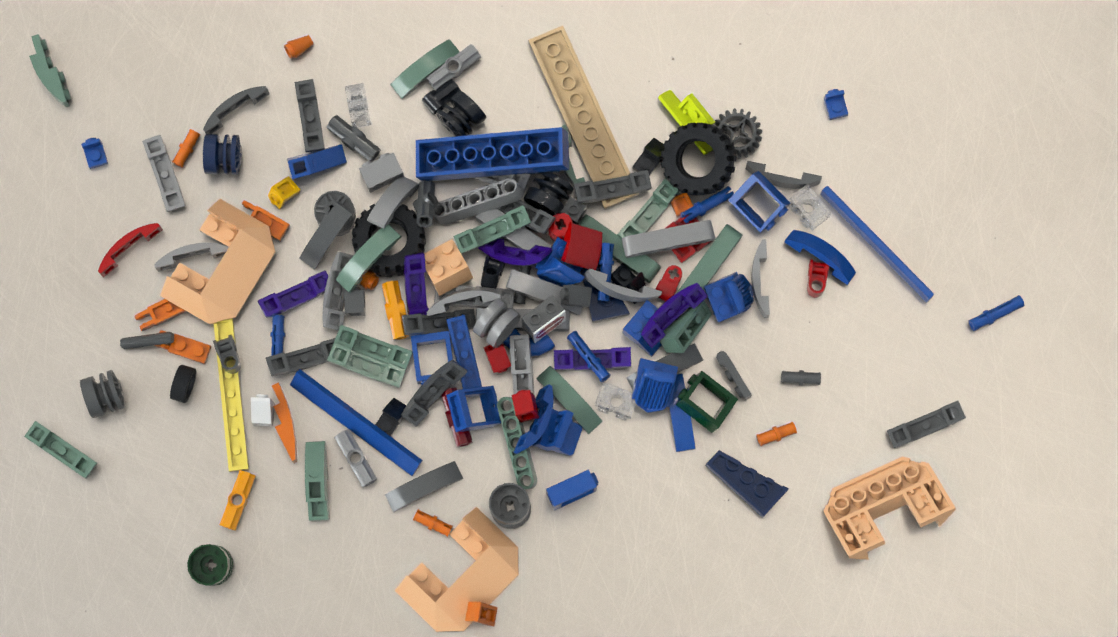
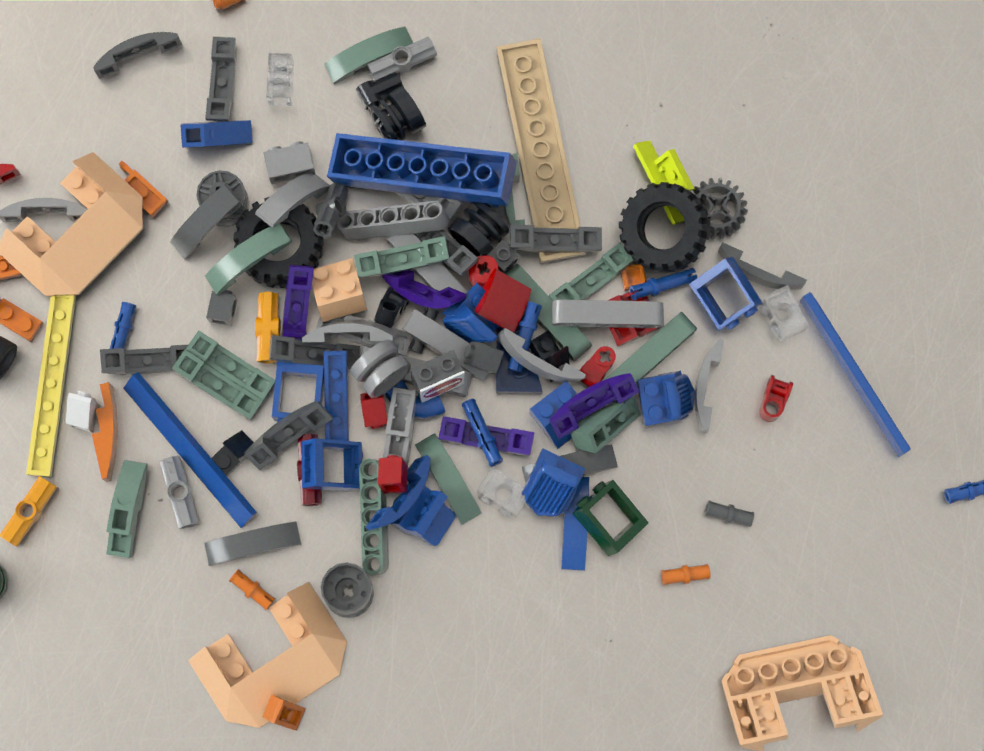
camera: 10 degrees right, 0 degrees up
(164, 173) = (37, 108): light grey slope -> none
(186, 148) = (69, 86): orange pin -> none
(221, 154) = (107, 101): dark blue wheel -> none
(226, 351) = (57, 331): dark grey piece -> none
(283, 192) = (169, 160): yellow bracket -> none
(294, 296) = (154, 285): dark purple slope -> none
(334, 294) = (199, 294): light grey slope -> none
(353, 138) = (266, 116): dark grey piece -> none
(369, 280) = (245, 285): orange cone -> none
(572, 489) = (425, 587): blue window -> none
(650, 157) = (608, 214): black slope -> none
(732, 374) = (648, 491): dark grey hinge -> none
(755, 489) = (641, 631): dark blue wing -> none
(824, 251) = (790, 369): blue slope -> none
(835, 104) = (841, 199): blue bracket -> none
(926, 424) = (868, 603): dark grey slope -> none

